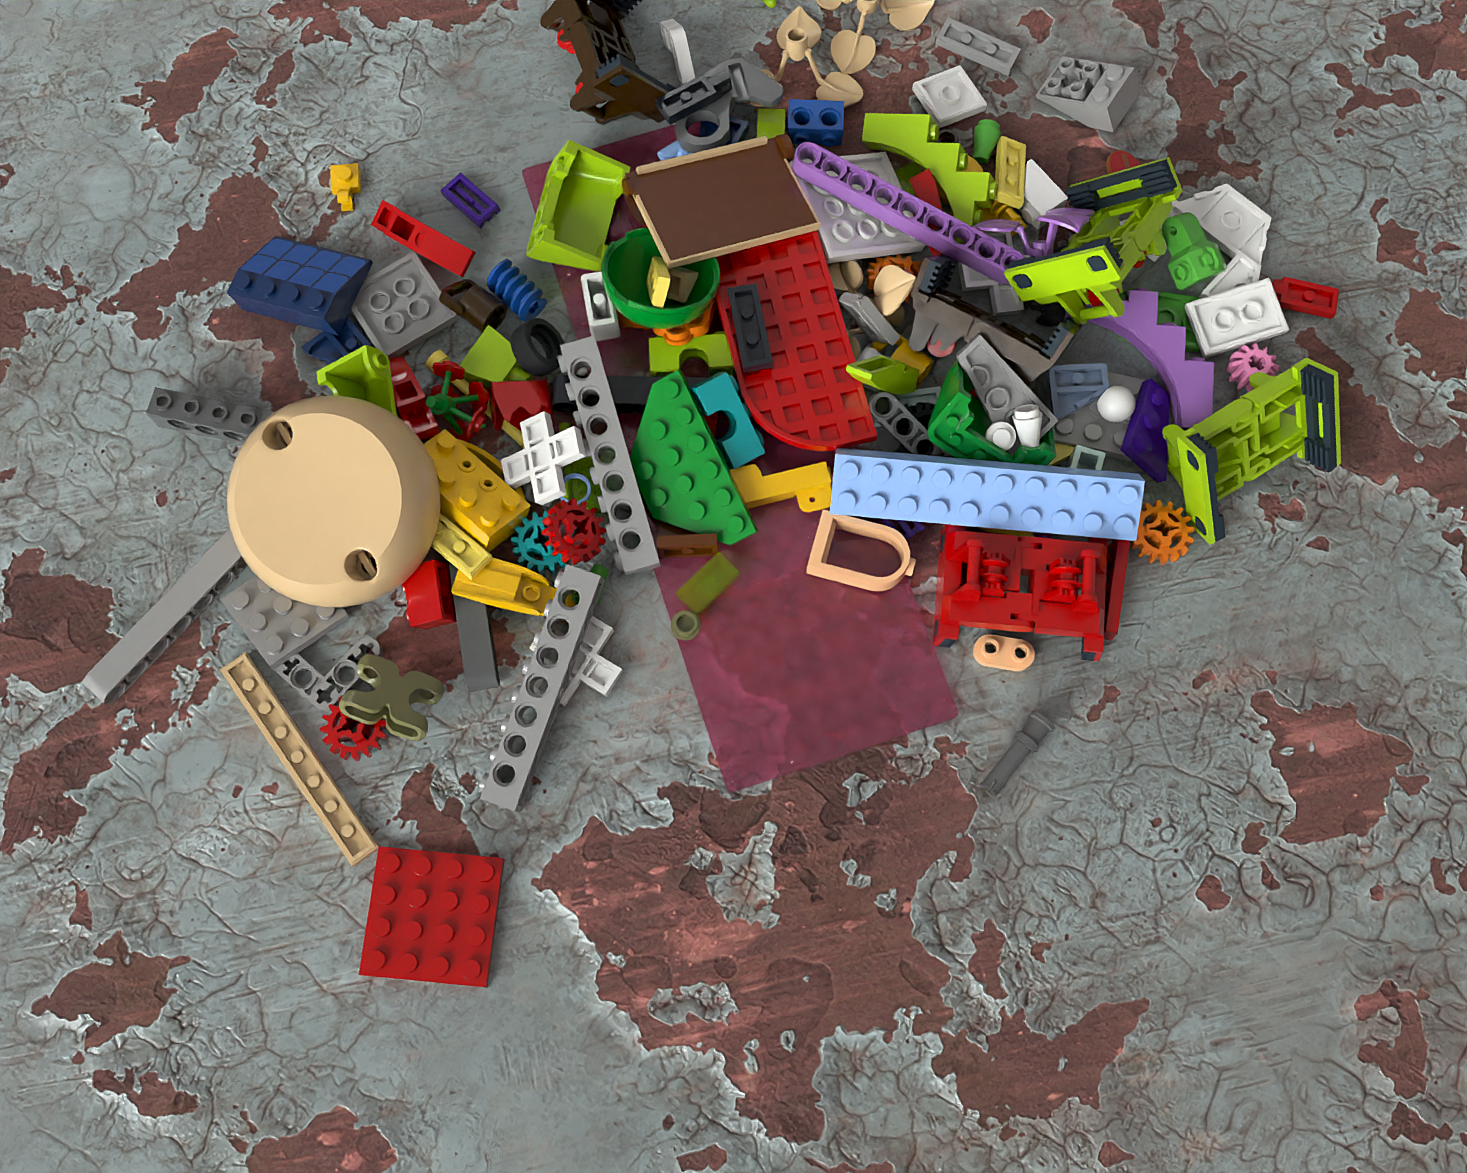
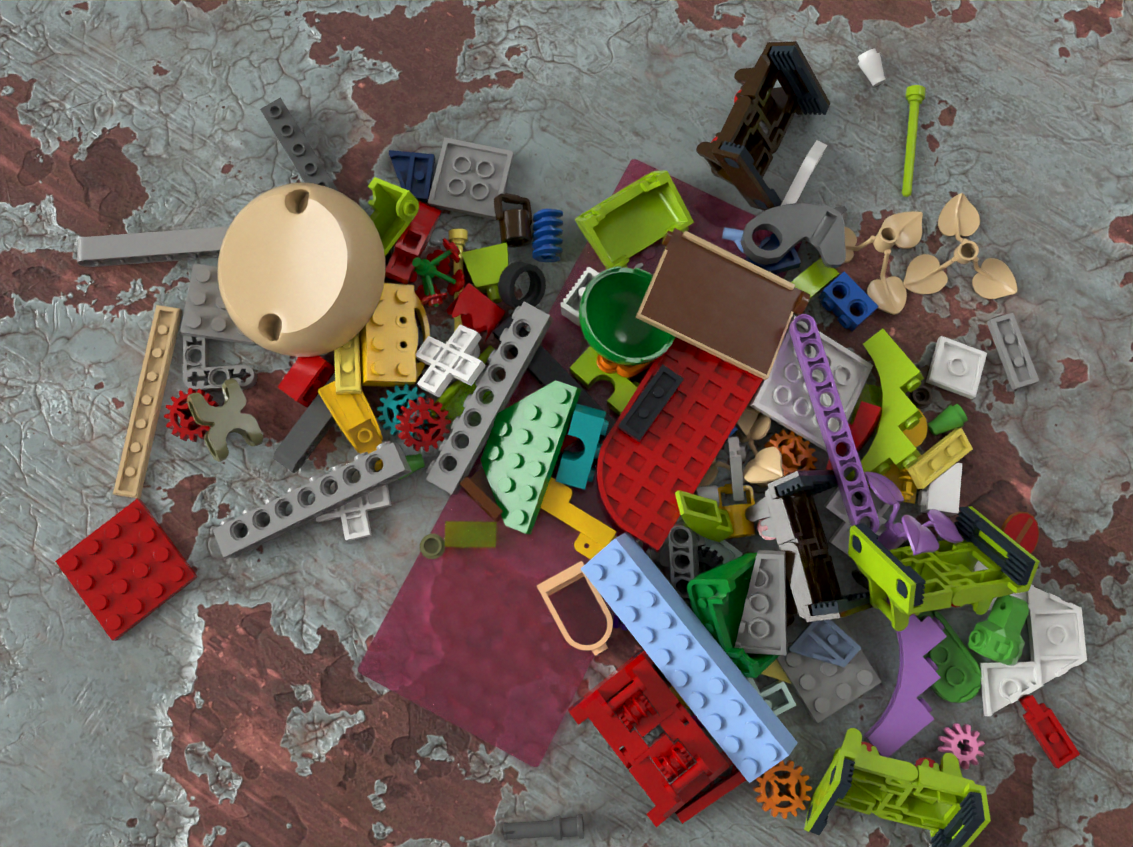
camera: 50 degrees right, 5 degrees up
(300, 284) = (428, 108): dark blue slope -> none
(345, 183) = (518, 66): yellow plate -> none
(422, 238) = (524, 148): red slope -> none
(485, 214) = (582, 167): dark purple tile -> none
(583, 478) = (458, 407): light blue piece -> none
(658, 281) = (619, 320): light yellow tile -> none
(681, 283) = (639, 331): tan slope -> none
(693, 96) = (779, 213): black hinge -> none
(1001, 434) = (737, 628): white plate -> none
(1004, 654) = (604, 759): light nougat plate -> none
(1028, 424) = (761, 638): white cone -> none
(1091, 91) = (1056, 455): light grey slope -> none
(1116, 404) = (839, 681): white piece -> none
(1144, 434) = (848, 712): dark purple wing -> none
(1236, 317) = (985, 703): white tile -> none

